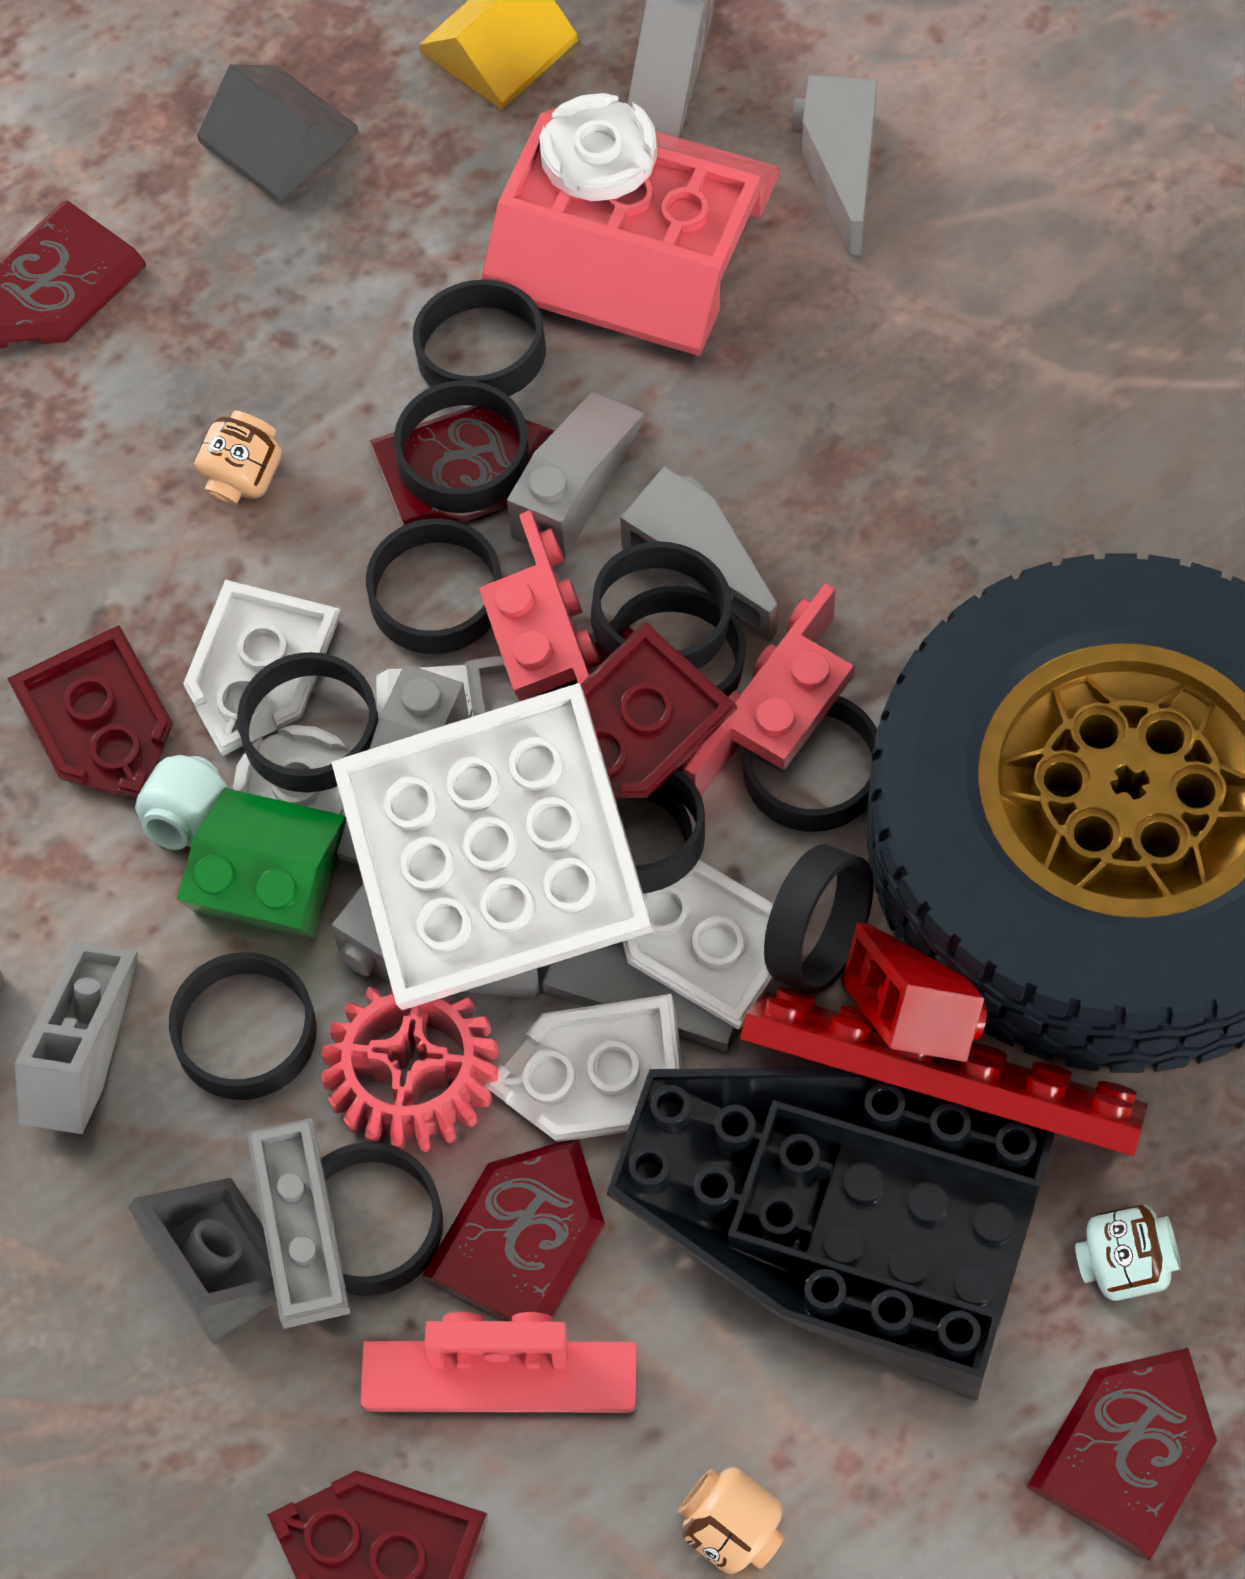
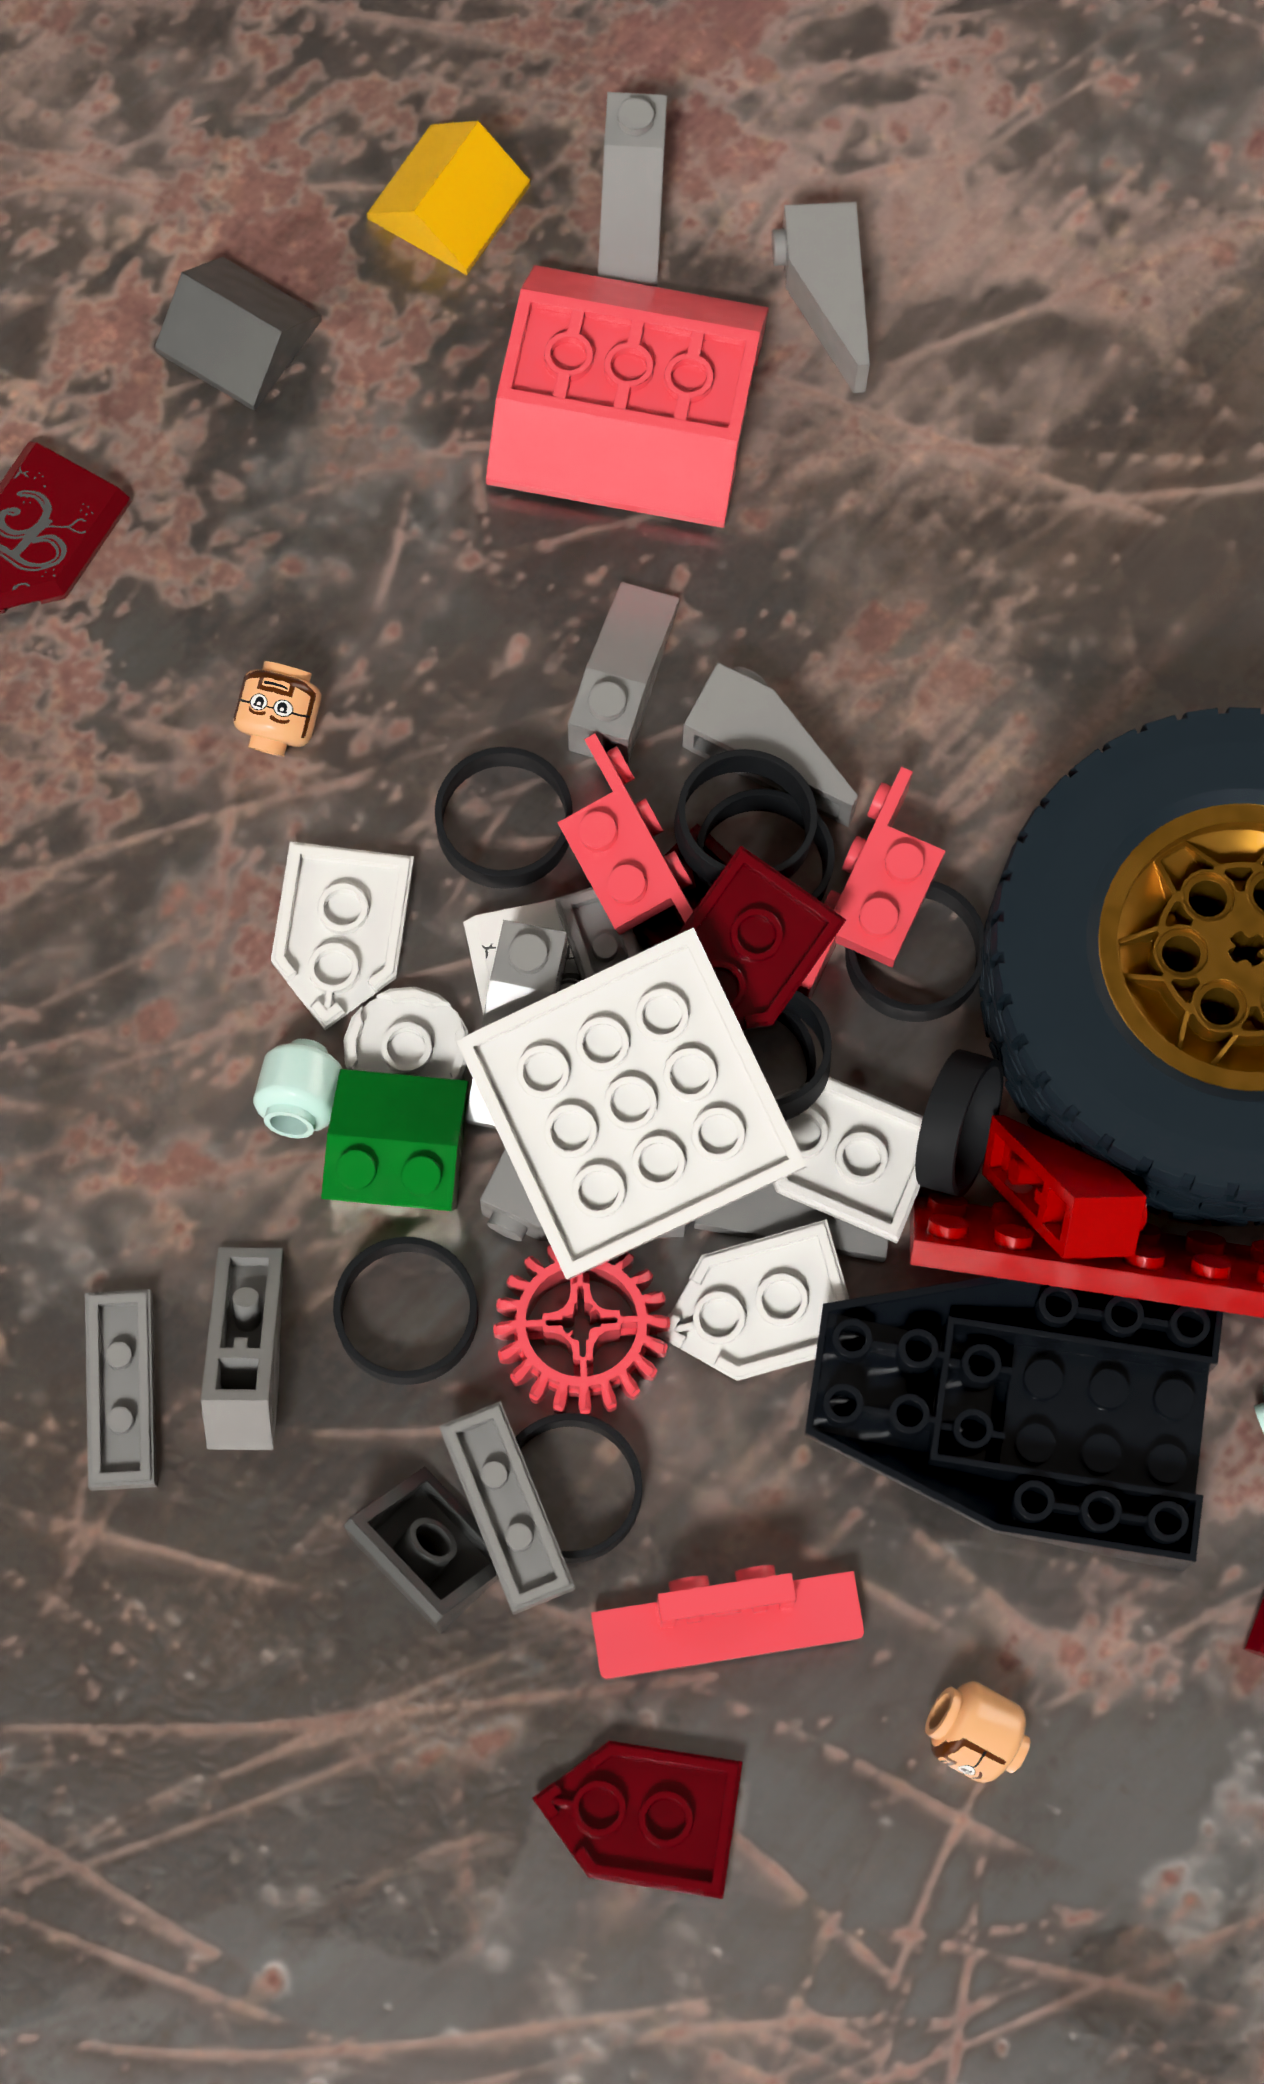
camera: 15 degrees left, 10 degrees up
(96, 714) = (188, 1005): dark red tile -> none
(290, 668) = (404, 924): black tyre -> none
(453, 453) = (502, 680): dark red tile -> none
(458, 394) = (496, 607): black tyre -> none
(478, 295) = (487, 490): black tyre -> none
(521, 1233) = (720, 1479): dark red tile -> none
(598, 147) = (589, 322): white tile -> none

